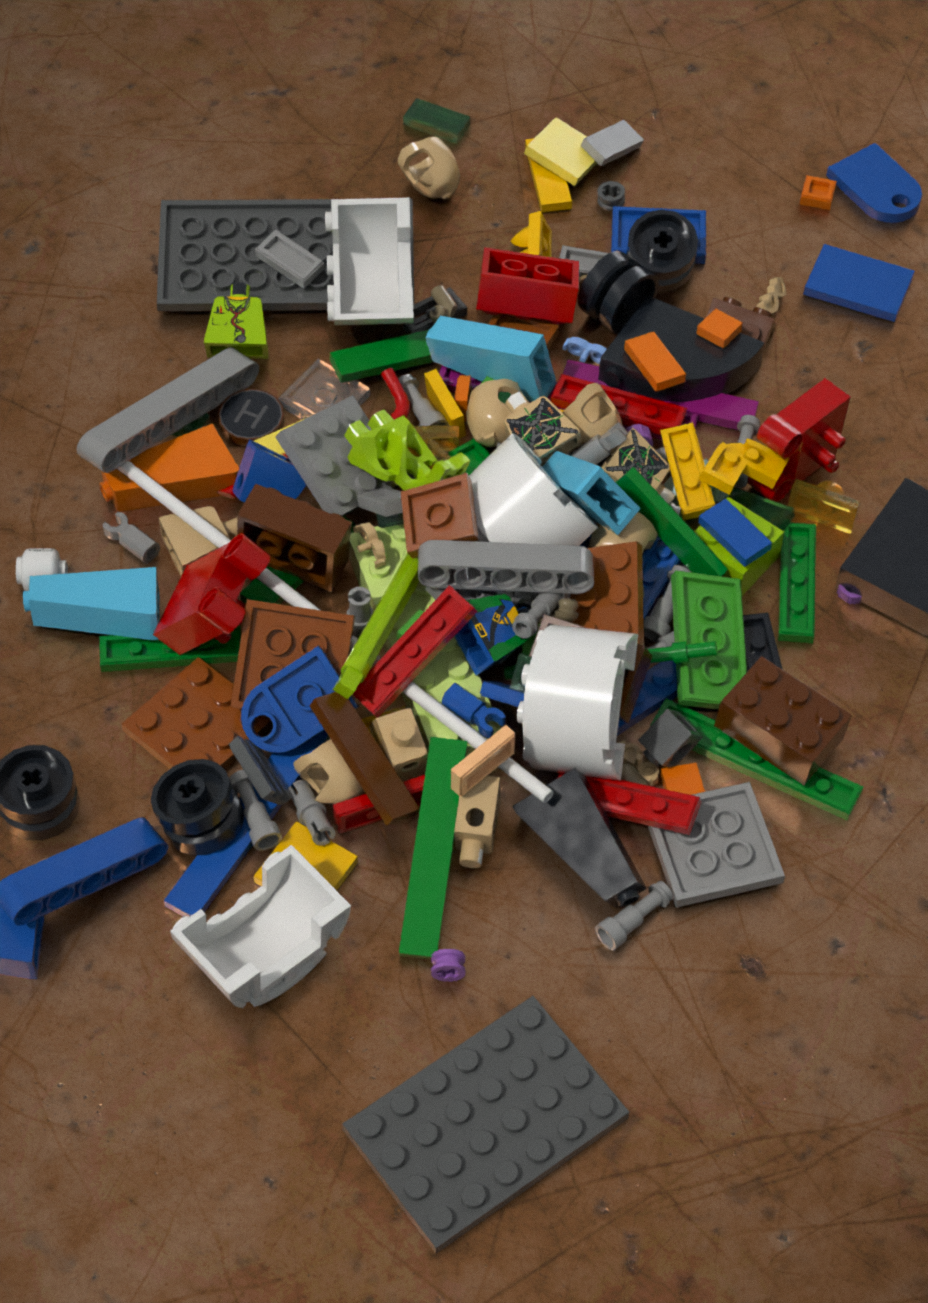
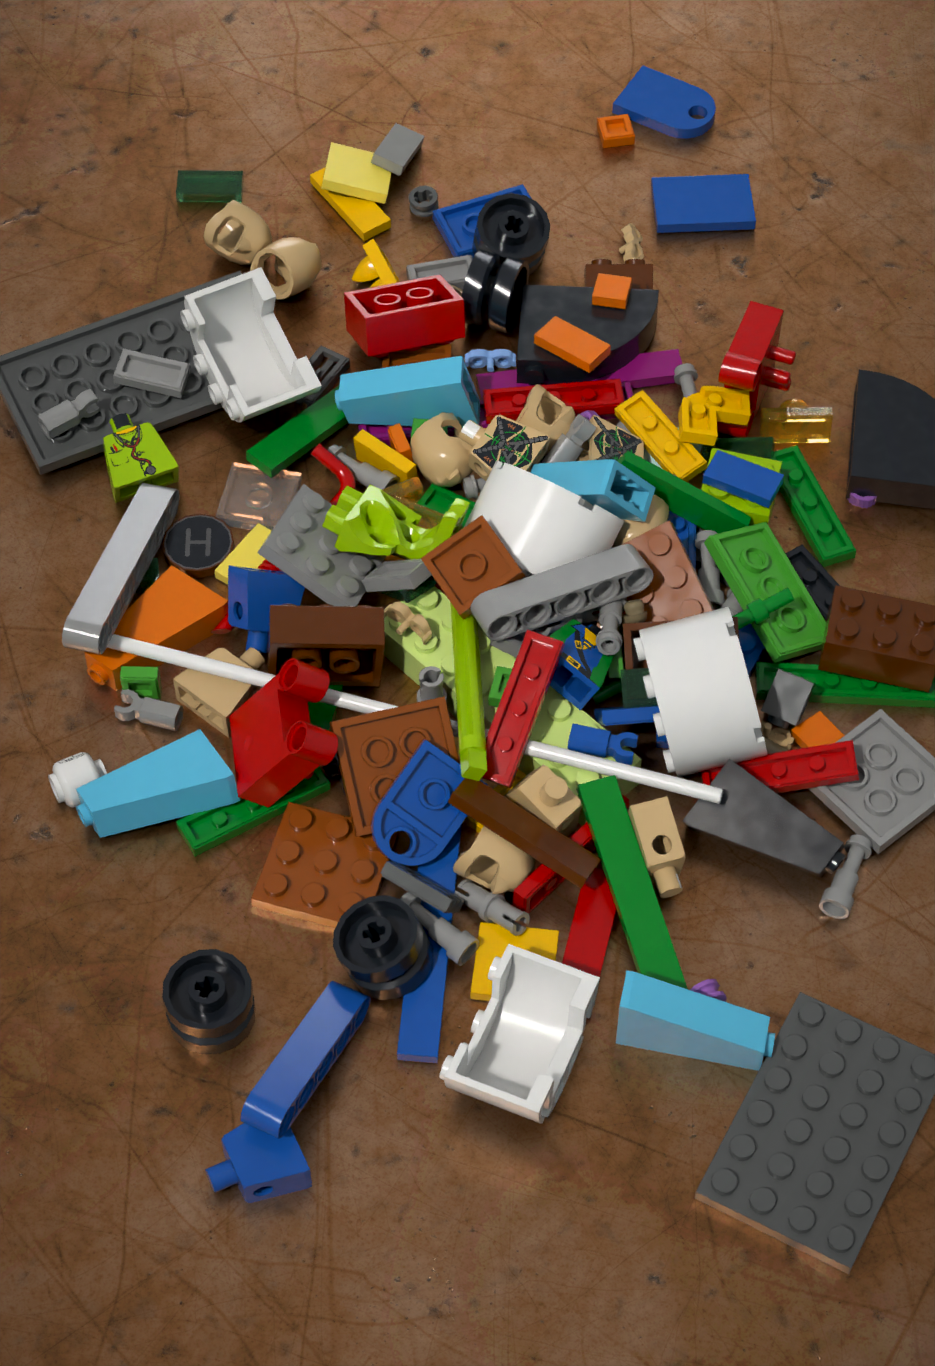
camera: 25 degrees left, 0 degrees up
(138, 510) = (142, 680): none -> bright green tile
(199, 267) = (68, 414): none -> light grey bar
(379, 875) = (591, 926): none -> red tile
(416, 979) = (690, 1024): none -> medium azure slope
(445, 304) = (332, 365): dark tan arm -> none
(466, 210) = (295, 261): none -> tan piece
(482, 761) = (649, 786): light nougat tile -> none

